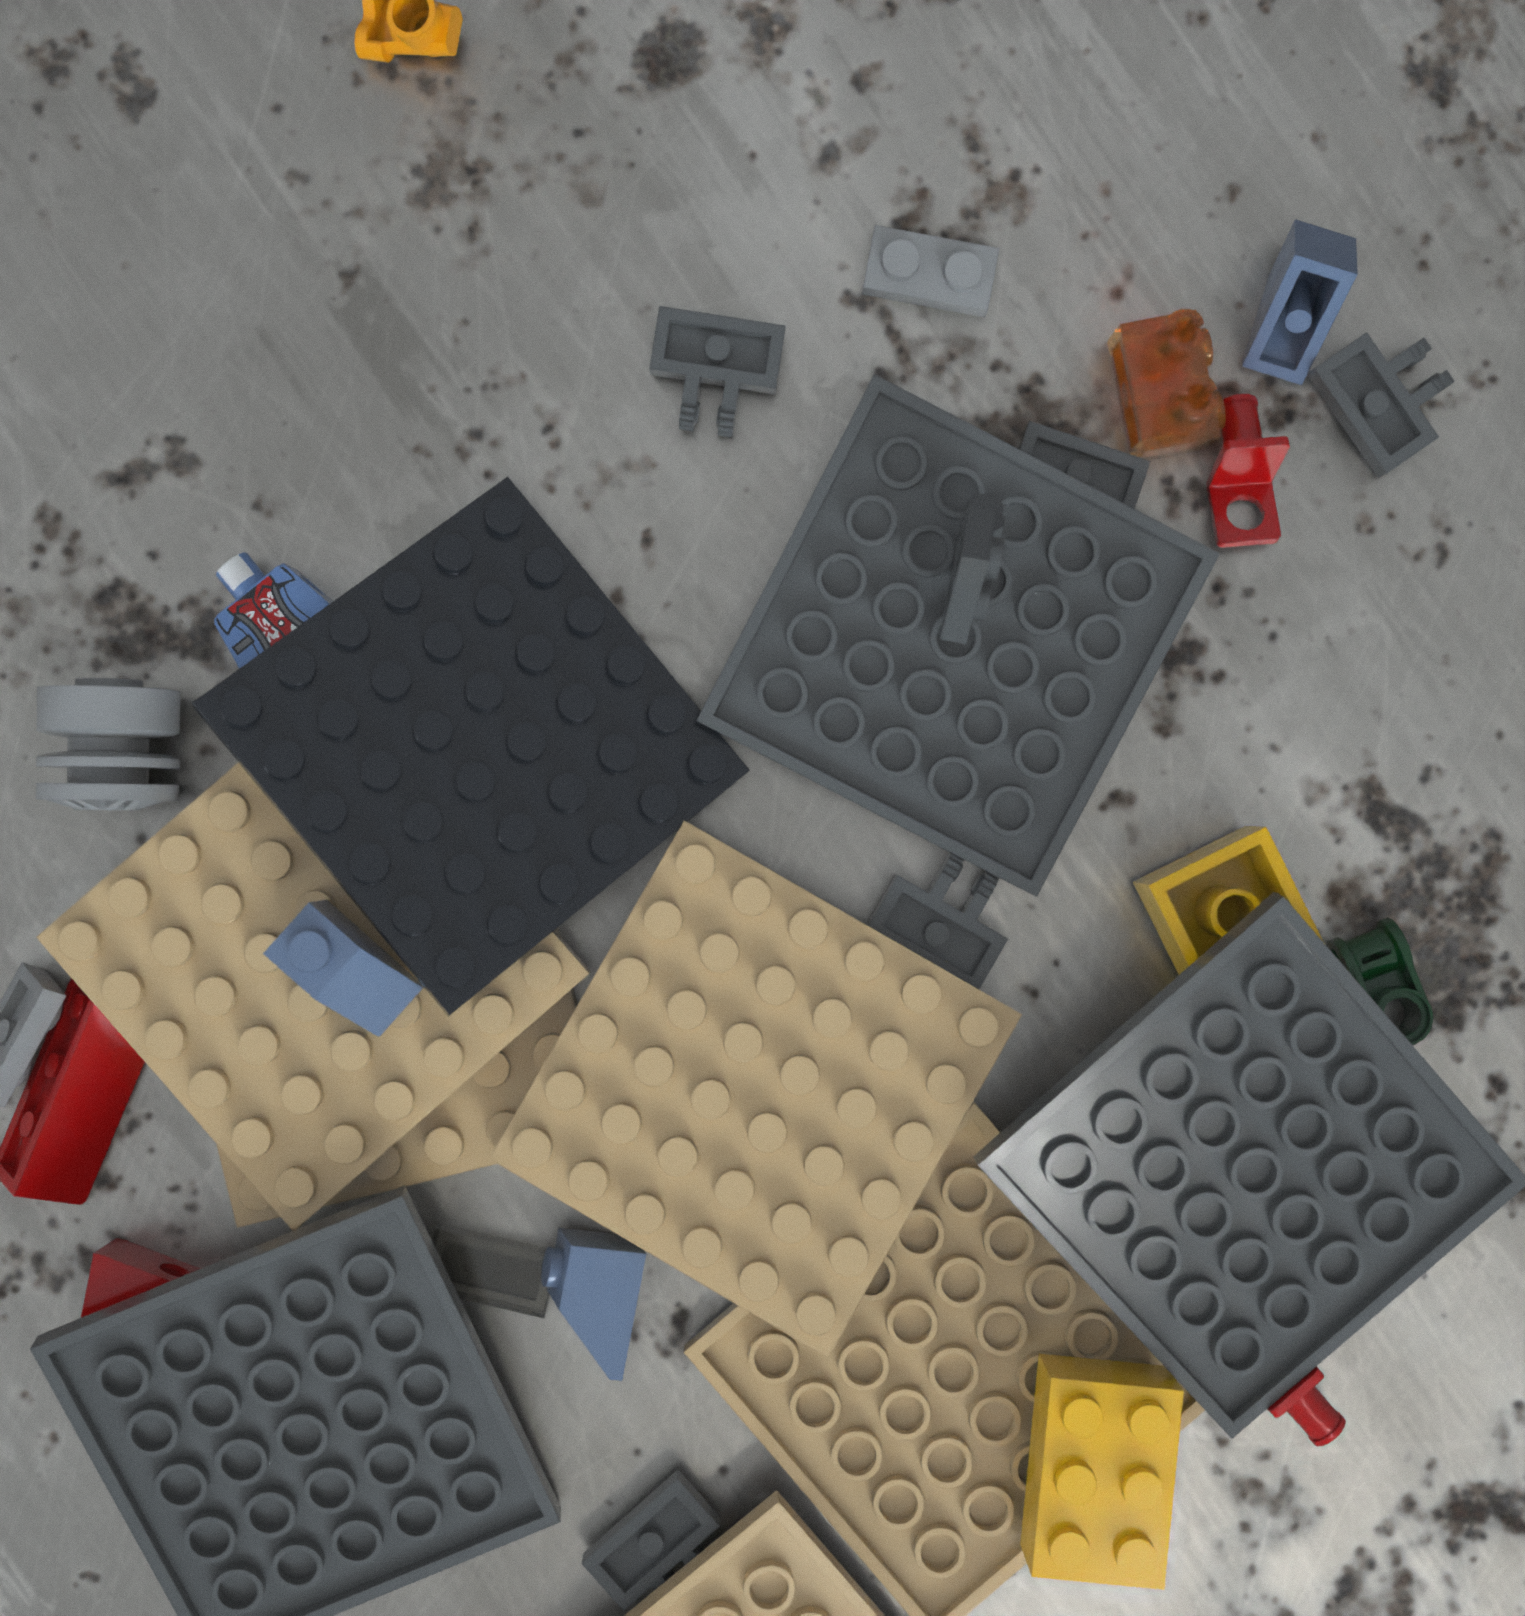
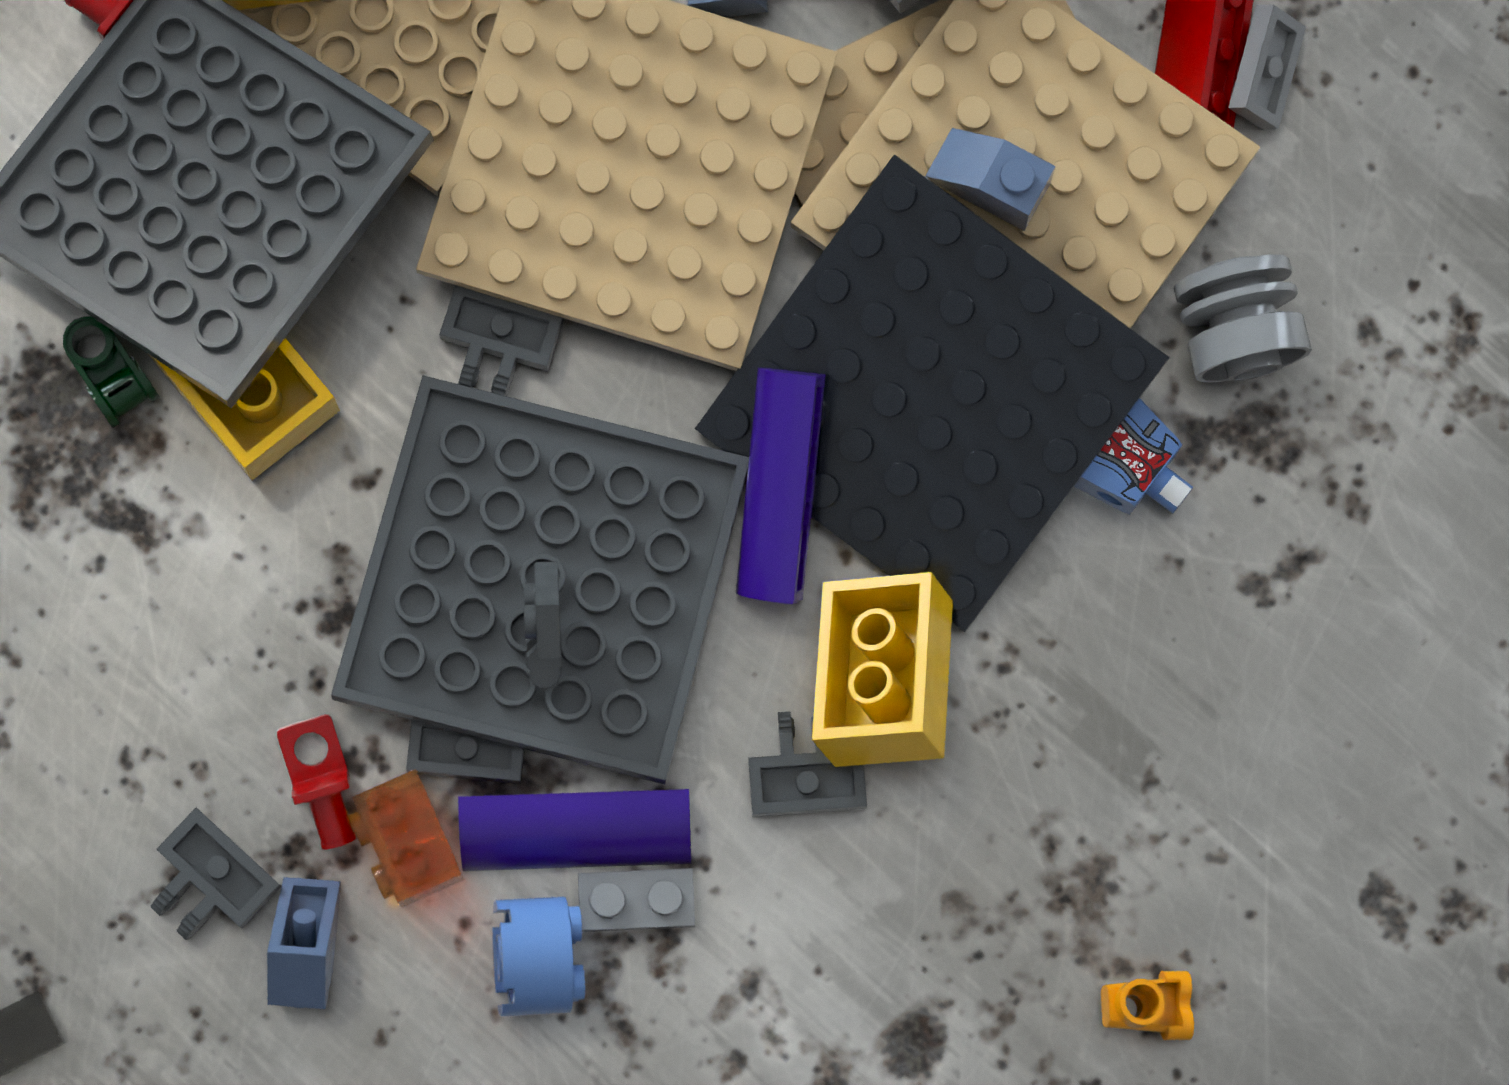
camera: 165 degrees right, 10 degrees down
(606, 435) = (883, 670): none -> yellow brick
(671, 676) = (780, 485): none -> dark purple brick
(981, 362) = (574, 830): none -> dark purple brick
(1055, 216) = (537, 956): none -> medium blue brick

